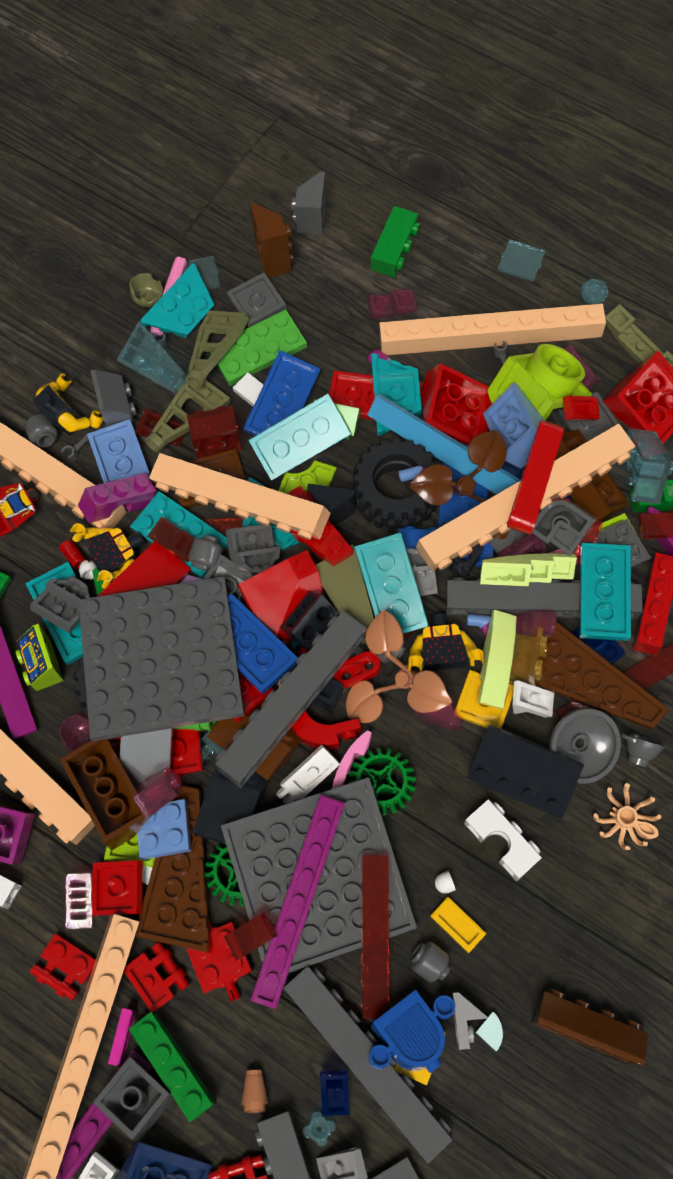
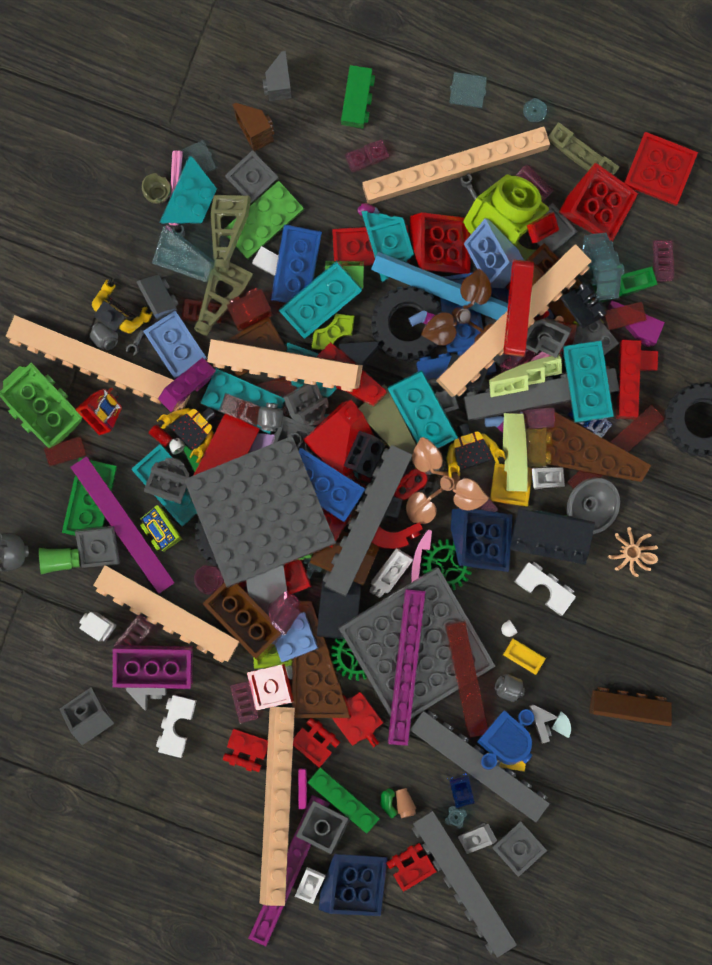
camera: 15 degrees left, 15 degrees up
(229, 1084) = (386, 802): none -> green arm
(250, 936) = (378, 700): clear red tile -> none
(434, 757) = (482, 538): none -> dark blue slope
(617, 501) = (582, 307): none -> black hinge
(641, 749) = (635, 496): dark grey piece -> none

